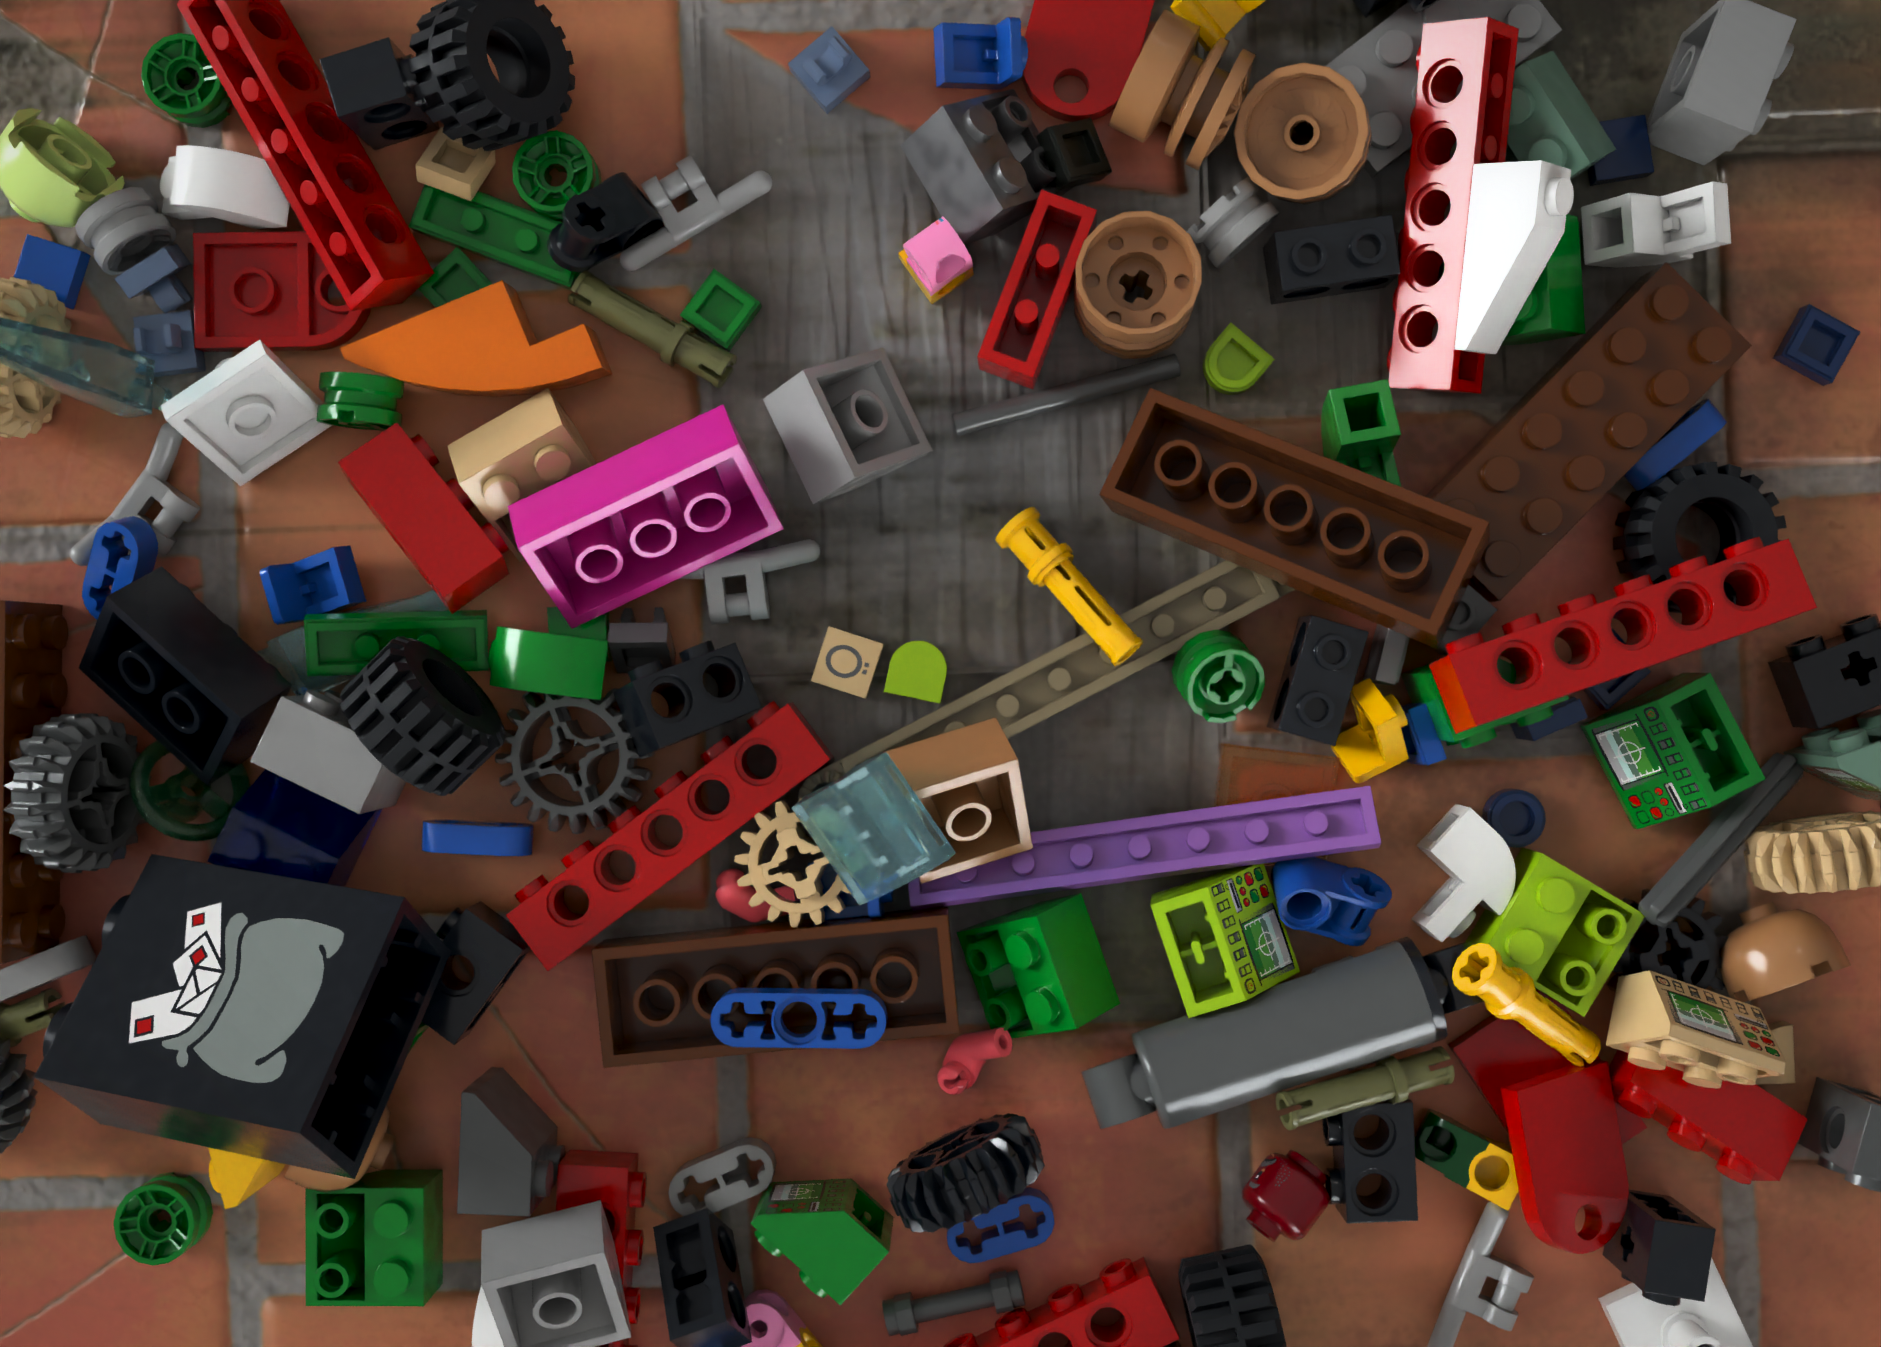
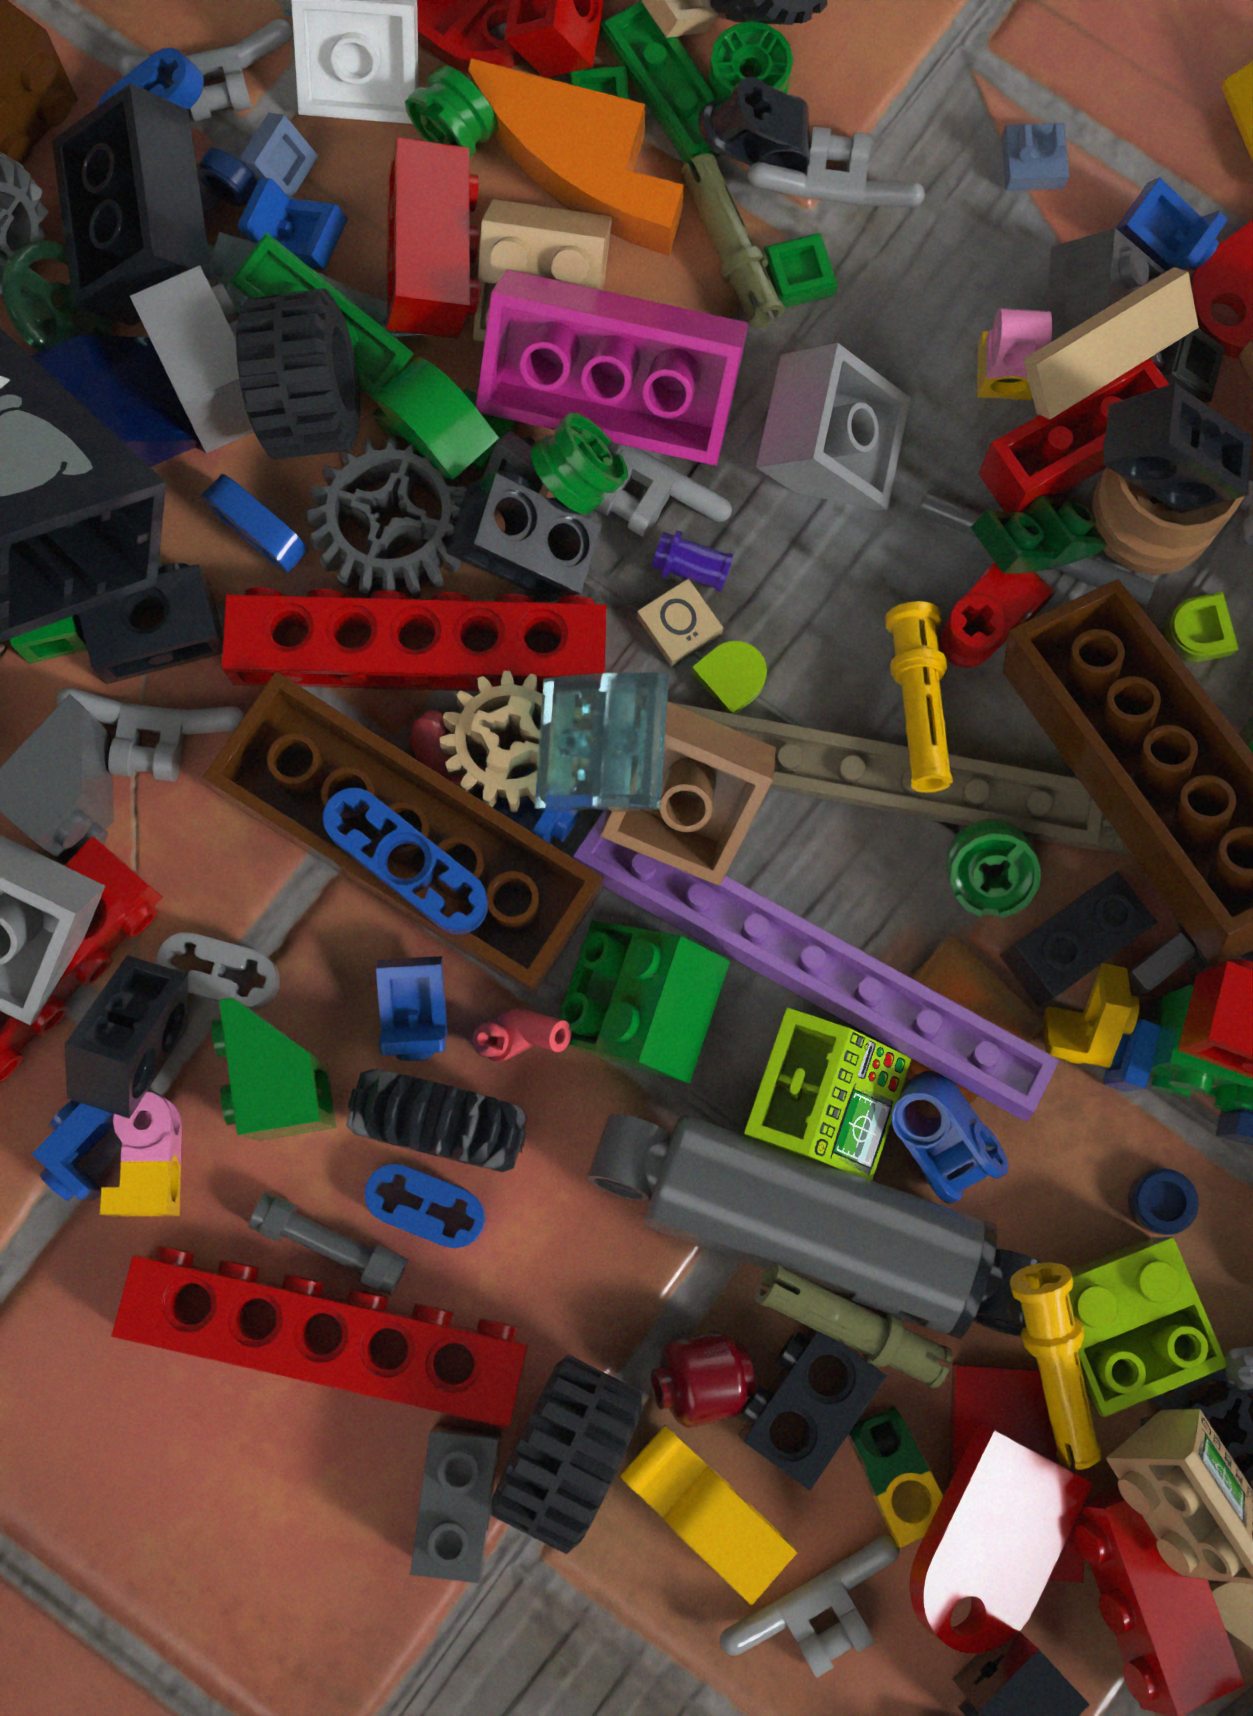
camera: 30 degrees right, 10 degrees down
(231, 585) = (226, 177): none -> dark blue tile
(256, 538) = (279, 153): none -> sand blue tile
(511, 1048) = (172, 724): none -> light grey piece
(683, 615) = (578, 464): none -> green wheel
(820, 610) = (691, 561): none -> dark purple pin
(881, 1101) = (412, 1007): none -> blue bracket
(1010, 208) = (1111, 343): none -> tan tile
(1065, 392) = (1041, 538): none -> dark green slope
(1073, 464) = (993, 608): none -> red piece
(1126, 270) = (1177, 449): none -> black brick
(1360, 1281) = (709, 1514): none -> yellow piece
(1478, 869) = (1102, 1210): white brick -> none

